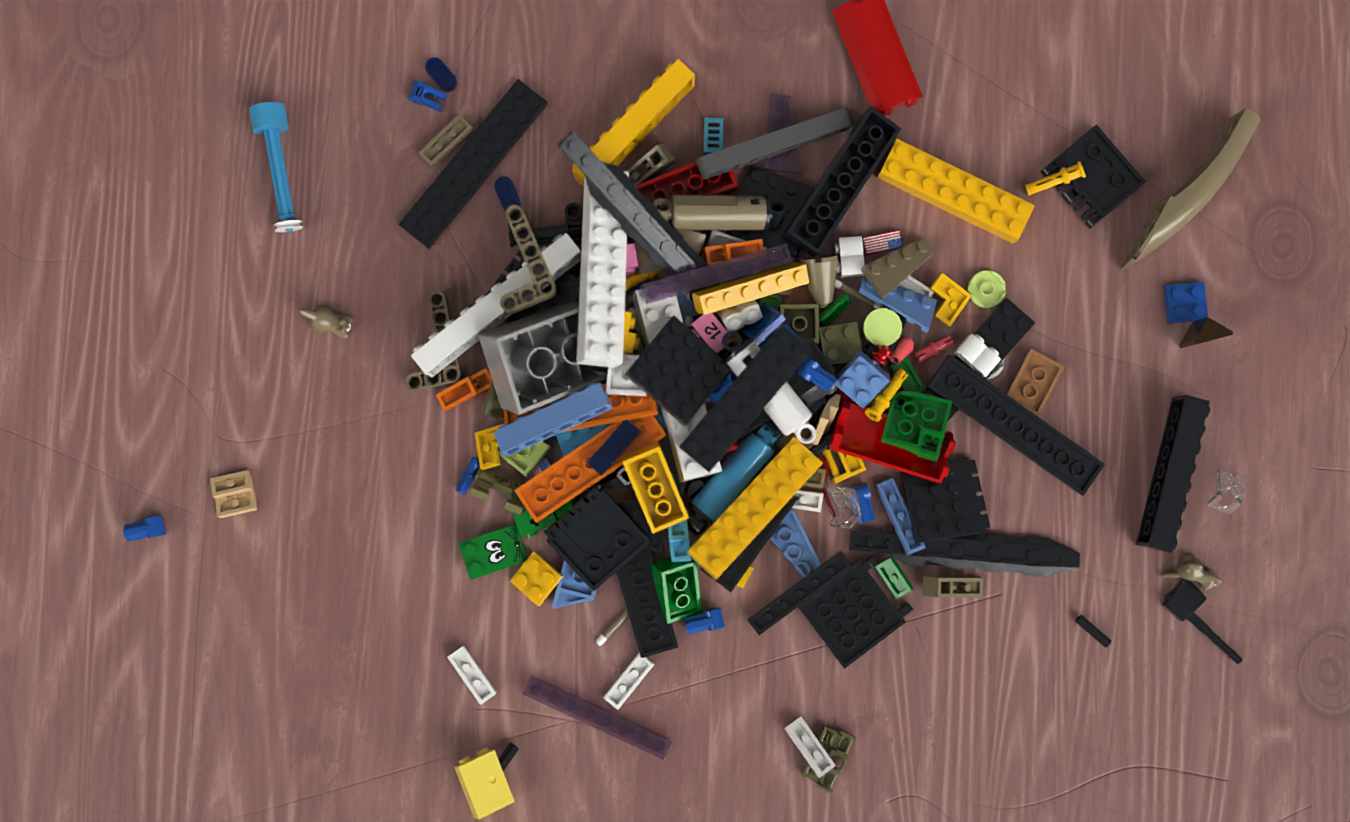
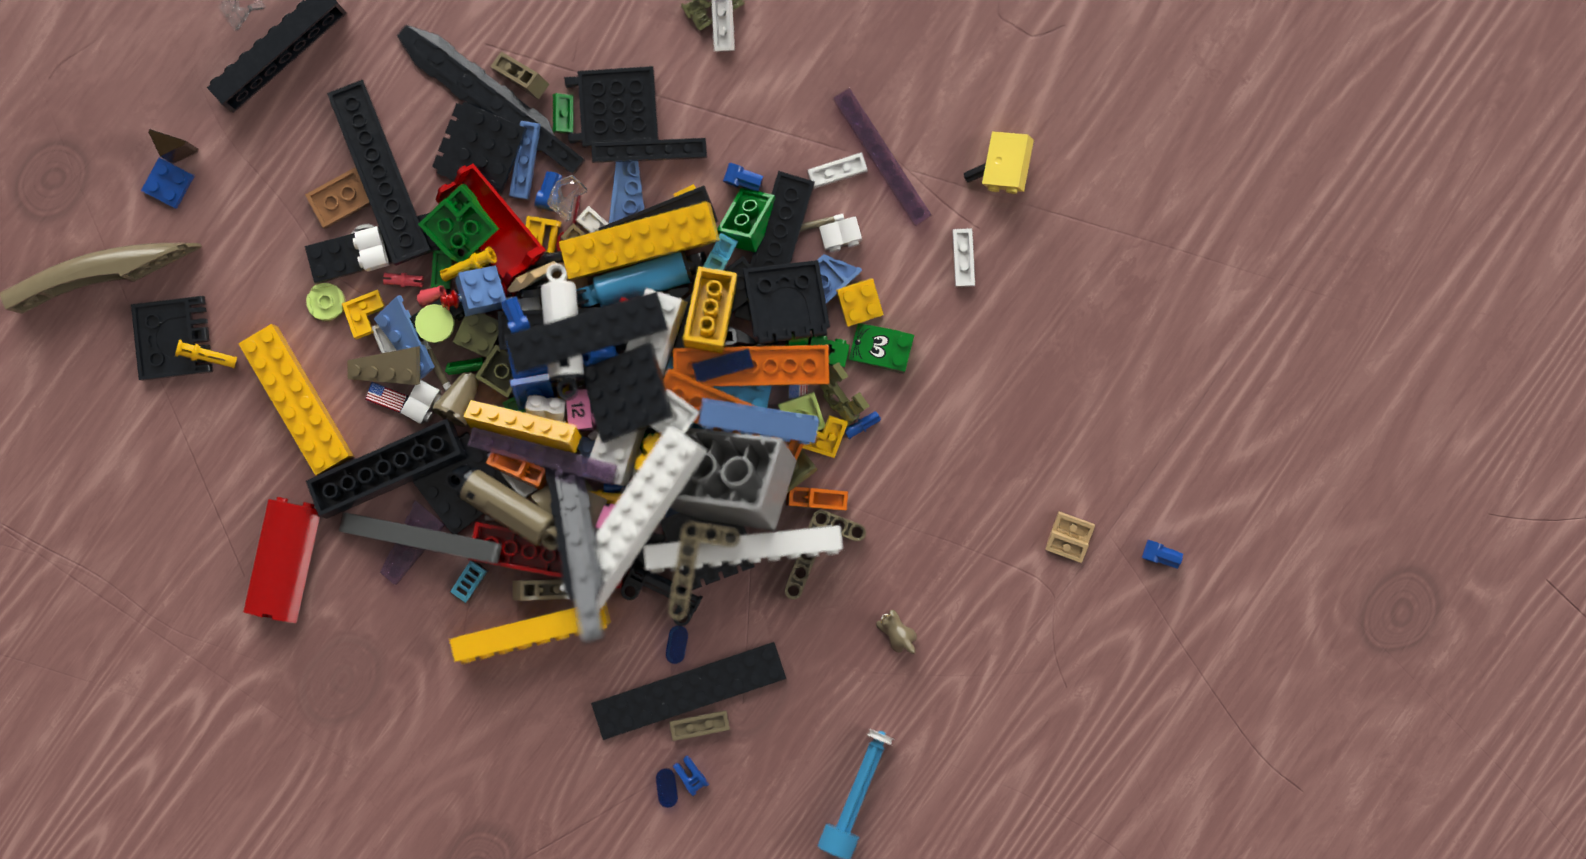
camera: 145 degrees left, 0 degrees up
(590, 627) = (840, 234): none -> white brick

